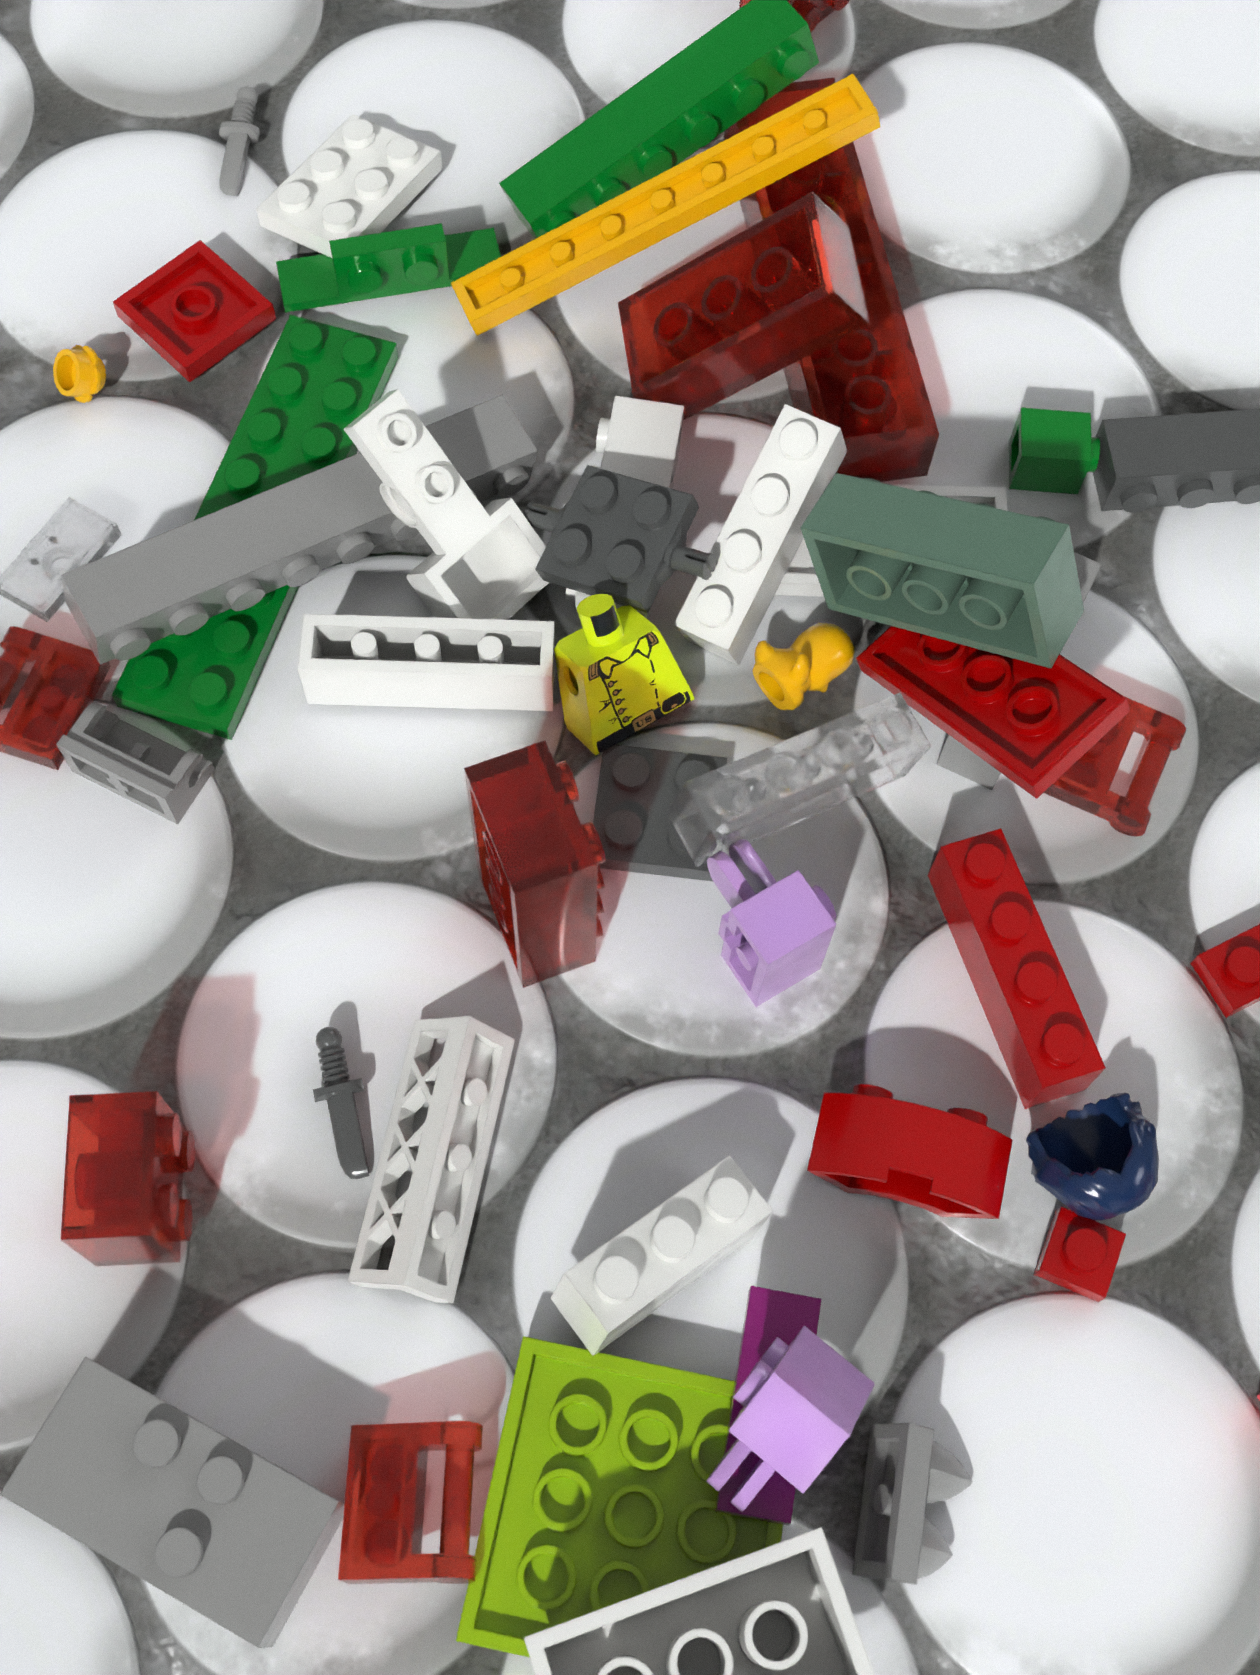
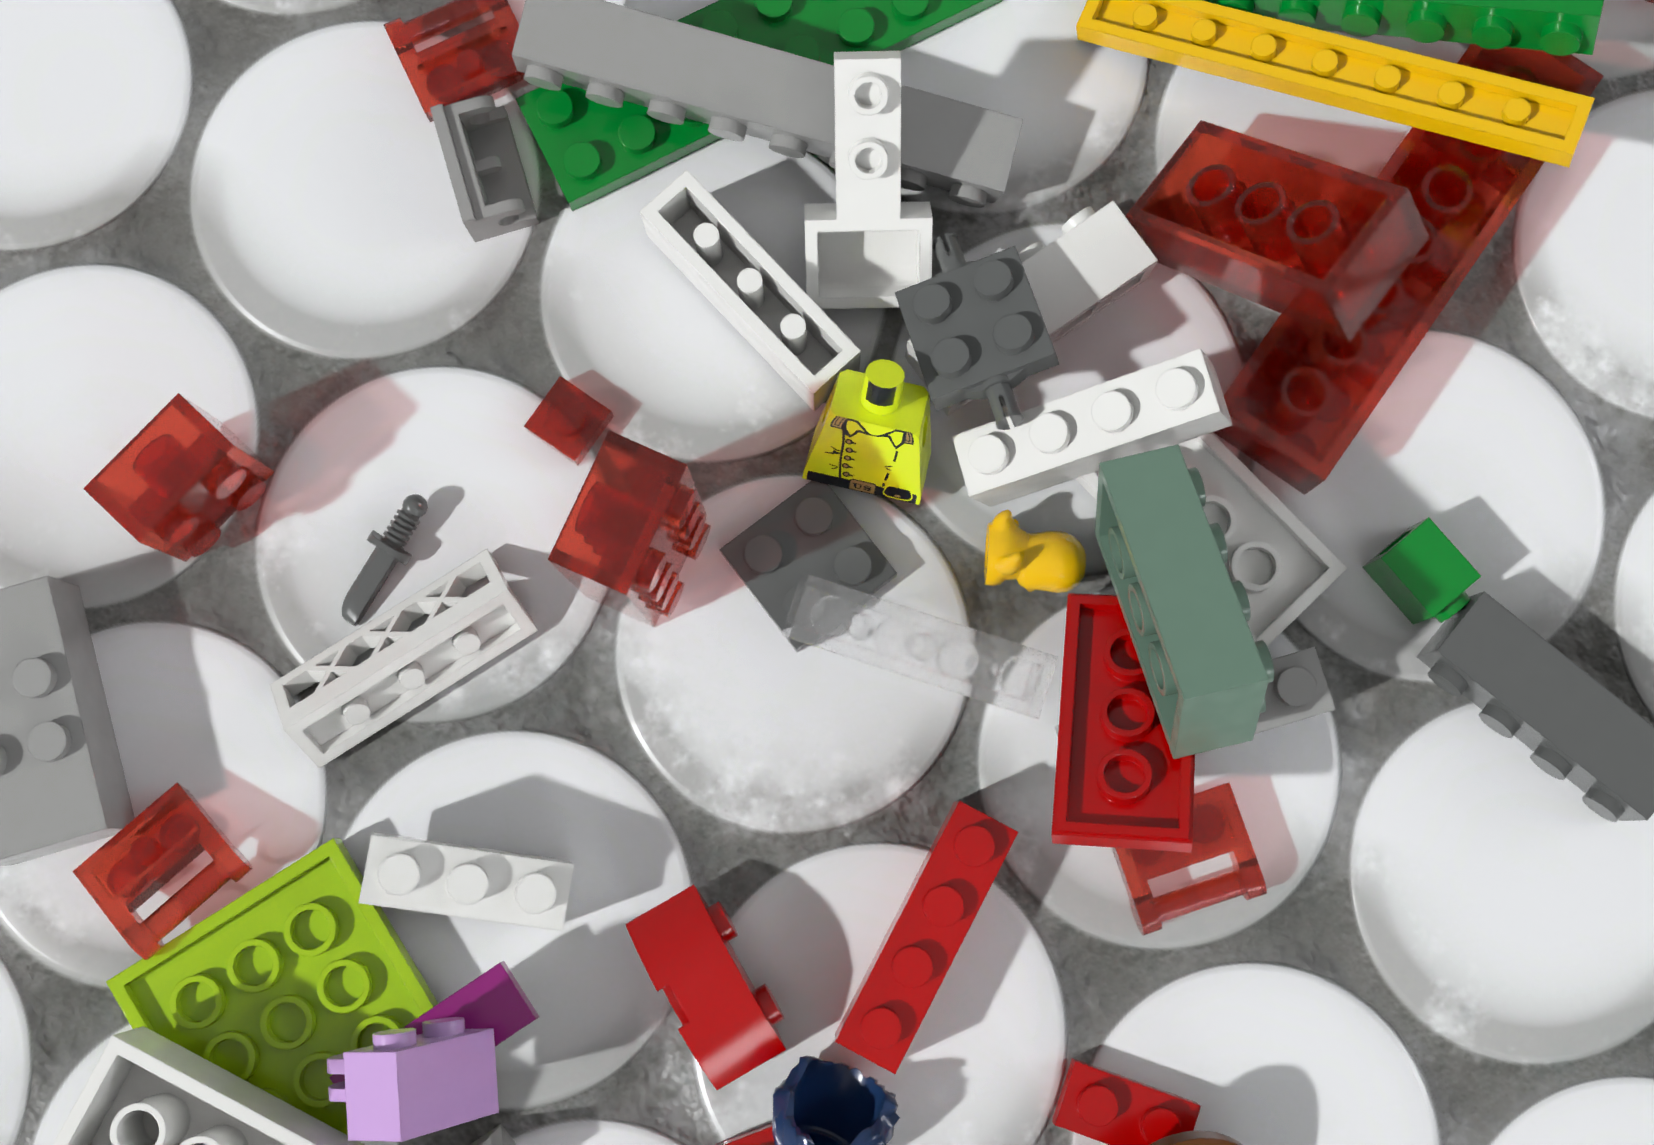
camera: 50 degrees right, 15 degrees up
(382, 876) = (569, 420): none -> clear red plate
(773, 928) = (775, 739): lavender brick -> none

